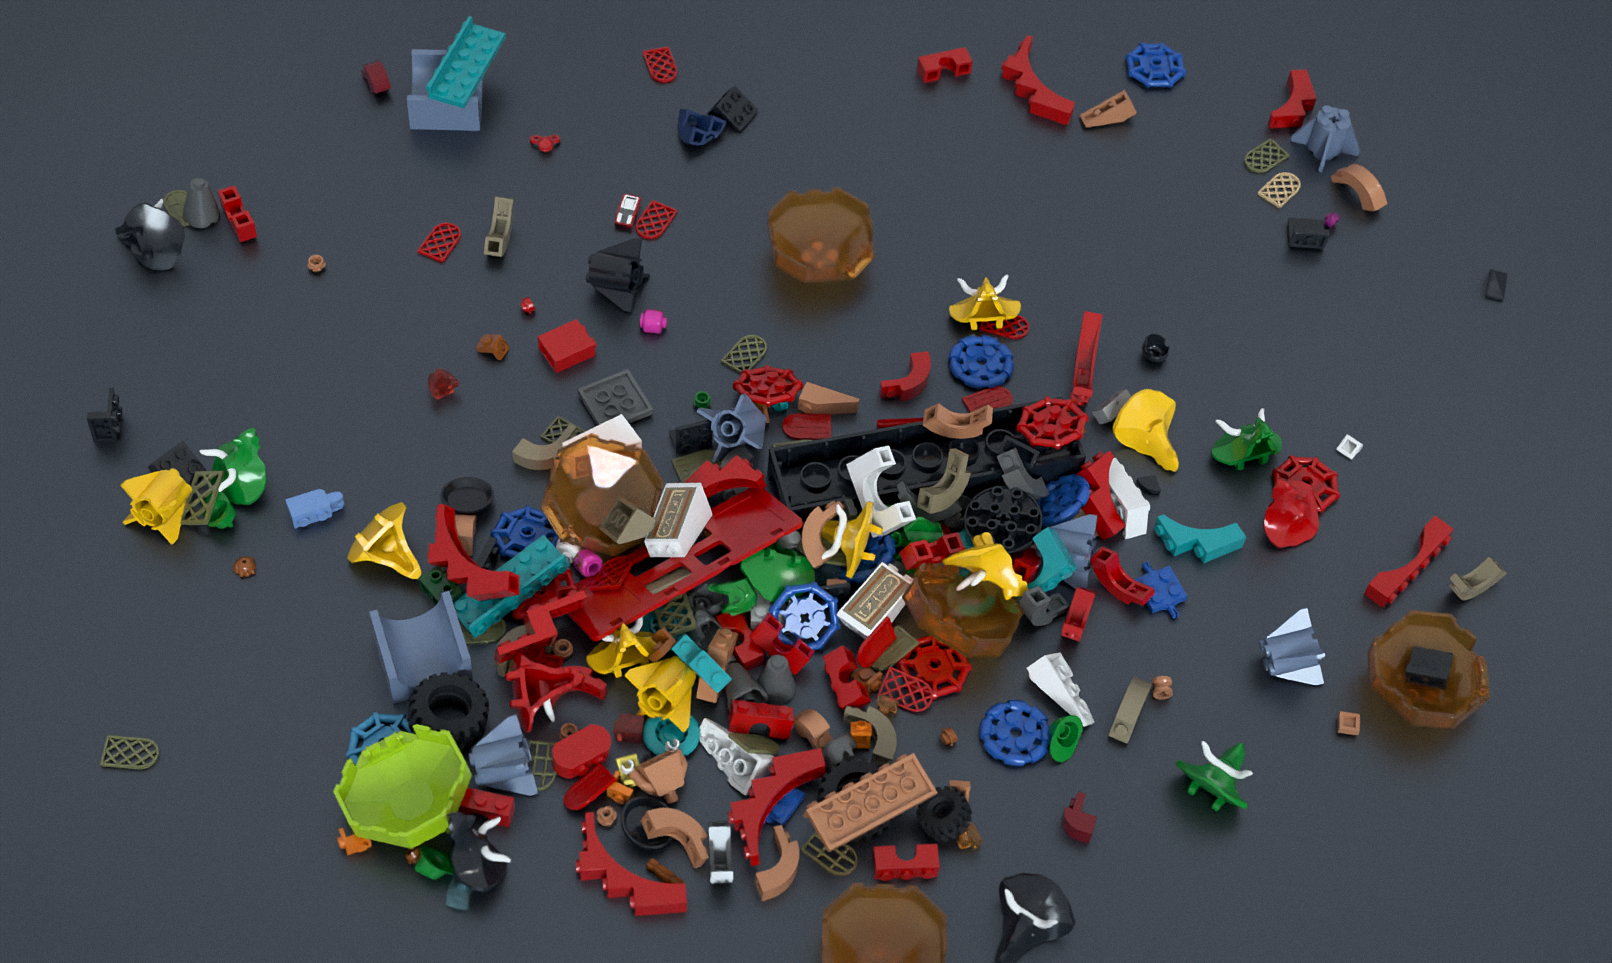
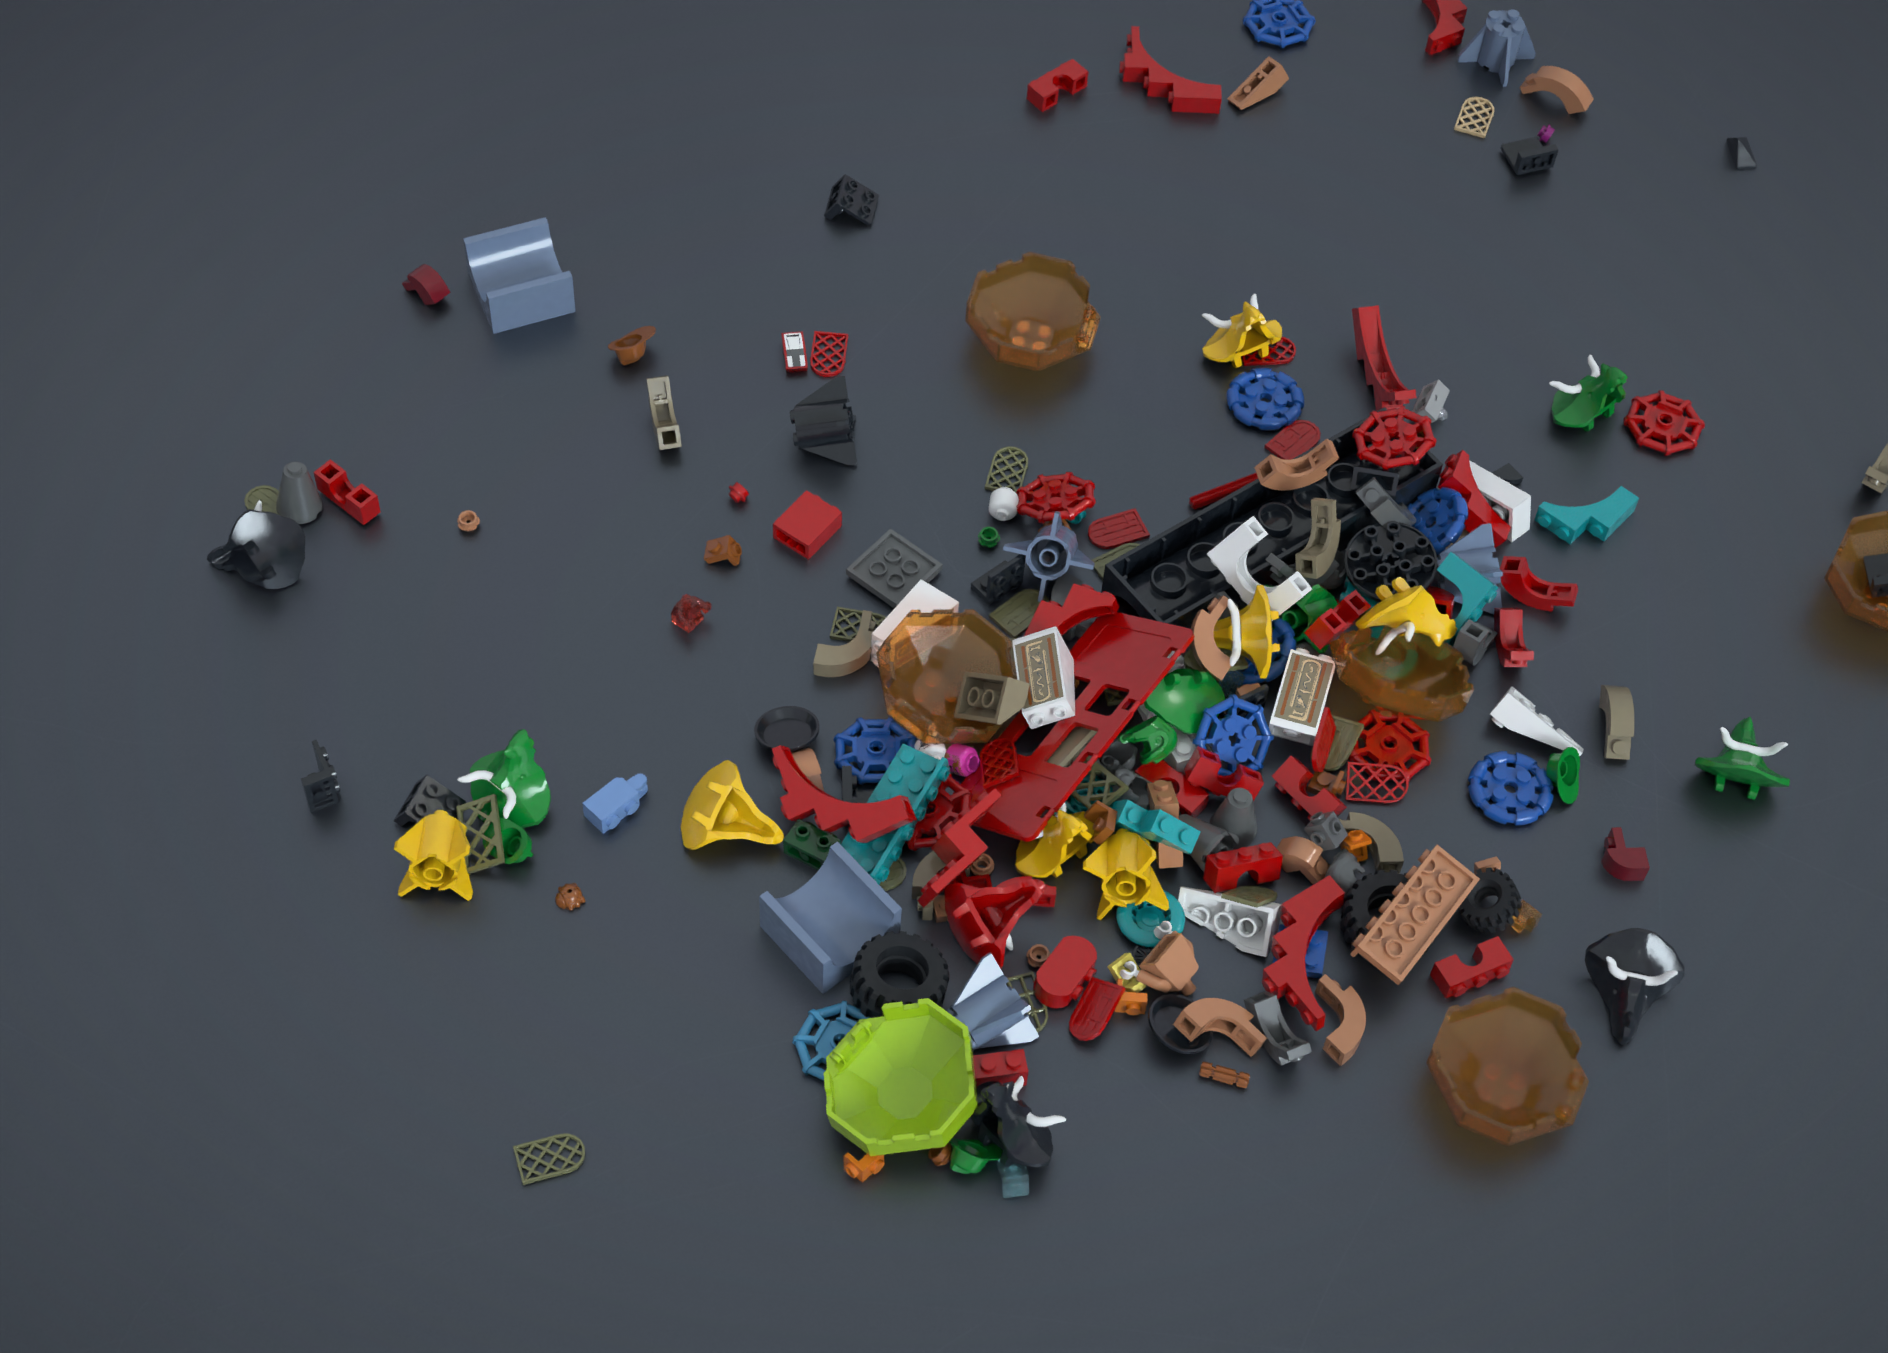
camera: 20 degrees left, 0 degrees up
(448, 251) = (608, 471): red window -> none
(464, 64) = (536, 237): teal bracket -> none
(505, 169) = (633, 345): none -> dark orange piece
(545, 142) = (660, 302): red piece -> none
(606, 821) = (1127, 1039): nougat plate -> none
(629, 728) = (1103, 927): clear red brick -> none
(645, 895) = (1218, 1104): red arch -> none
(653, 321) = (888, 466): dark pink head -> none
(658, 50) = (720, 167): red window -> none
(698, 128) = (825, 235): dark blue brick -> none
(724, 377) = (1003, 504): none -> white head
(822, 400) = (1123, 495): nougat slope -> none
(834, 861) = (1379, 979): olive window -> none
(838, 713) = (1326, 830): none -> dark grey brick
(887, 704) = (1364, 803): clear orange tile -> none
(912, 384) = (1208, 430): red arch -> none
(948, 736) = (1444, 816): dark orange plate -> none
(1145, 426) = (1476, 416): yellow animal -> none
(1155, 348) = (1439, 327): black hair -> none
(1162, 687) = (1636, 686): nougat wheel -> none
(1166, 588) = (1588, 580): blue plate -> none
(1285, 155) = (1432, 101): olive window -> none
(1292, 514) = (1672, 460): red animal -> none
(1292, 650) = (1751, 601): sand blue brick -> none
(1348, 723) = (1837, 660): nougat plate -> none
(1349, 447) = (1686, 369): white slope -> none
(1387, 584) = (1817, 441): red arch -> none

